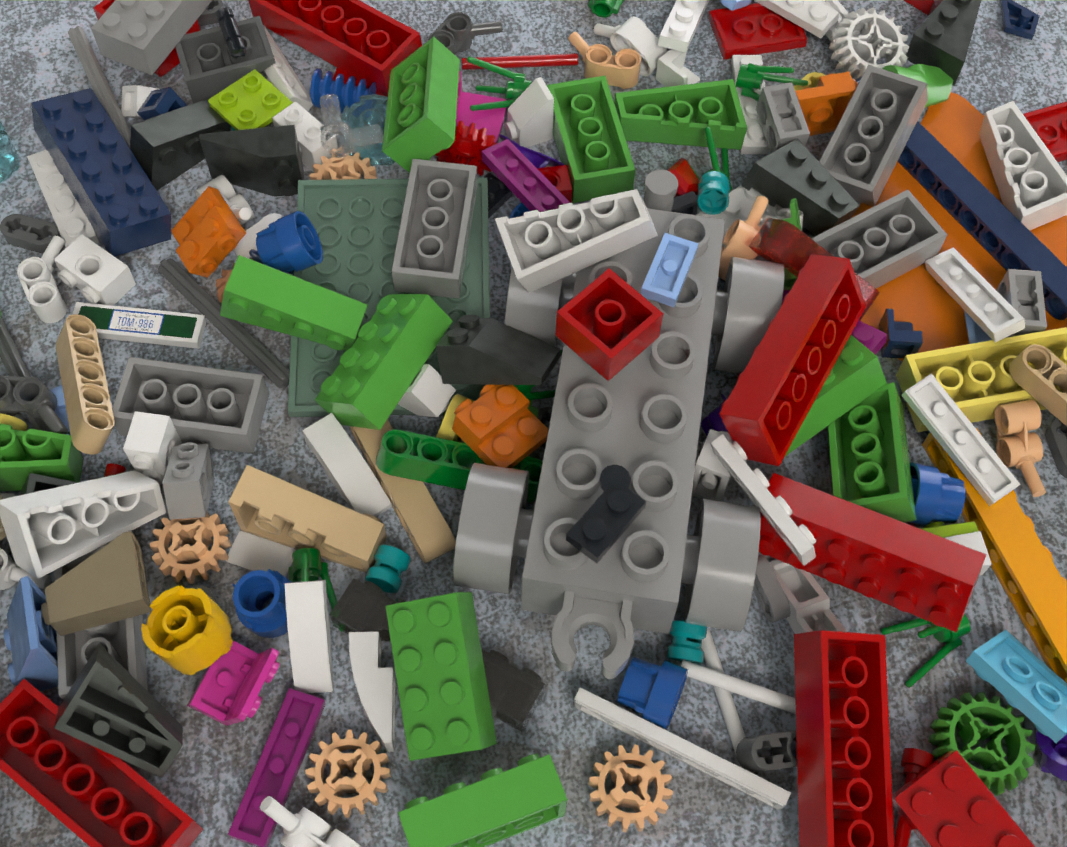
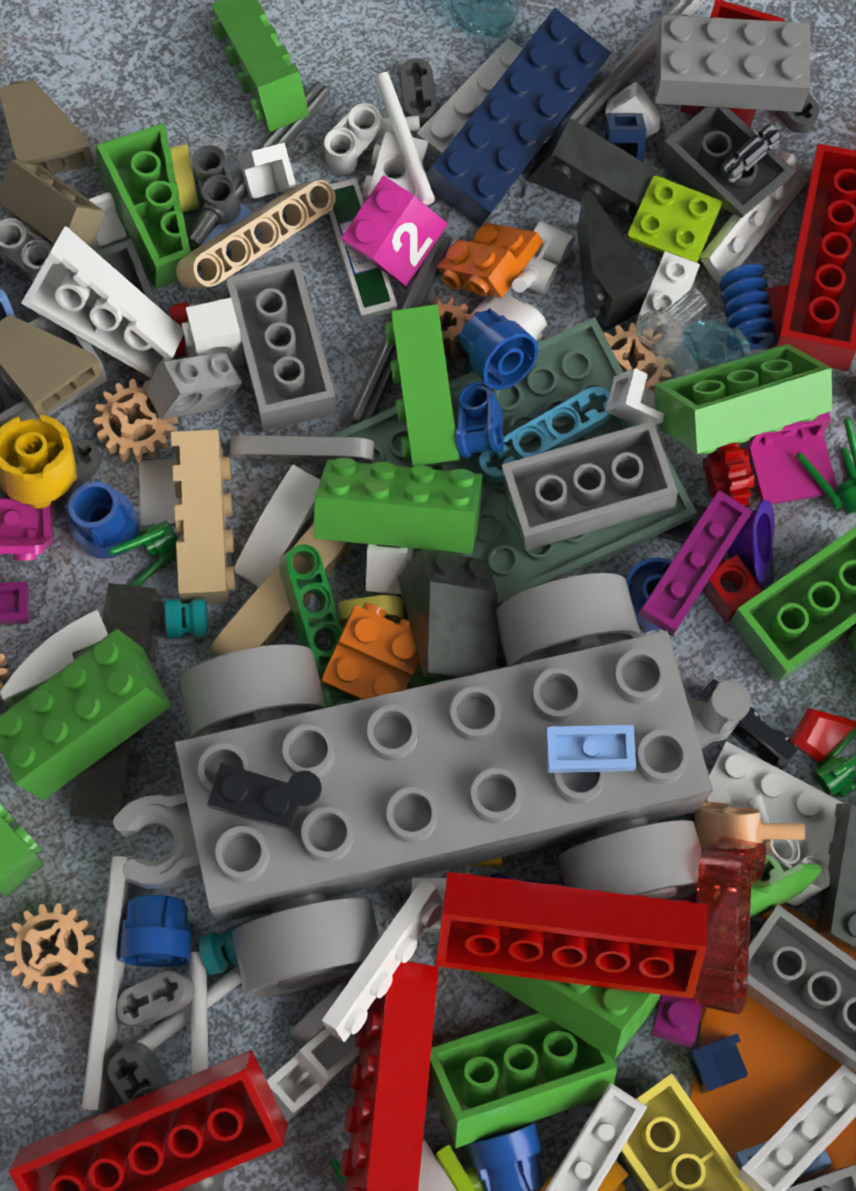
camera: 65 degrees right, 10 degrees up
(30, 356) = (267, 171): none -> white panel
(69, 246) = (404, 138): none -> white bar
(143, 284) = (394, 231): none -> dark pink slope
(291, 420) = (300, 449): none -> light grey beam
(309, 636) = (80, 573): white slope -> none
(346, 278) = (479, 420): none -> blue piece
(373, 246) = (543, 430): none -> medium azure beam
(382, 174) = (631, 399): none -> white panel
(531, 115) = (815, 524): white slope -> none
(573, 237) = (578, 621): white wedge -> none
(608, 324) = (478, 708): red brick -> none
(713, 192) = (801, 775): teal wheel -> none
(717, 714) = (158, 1006): none -> light grey beam

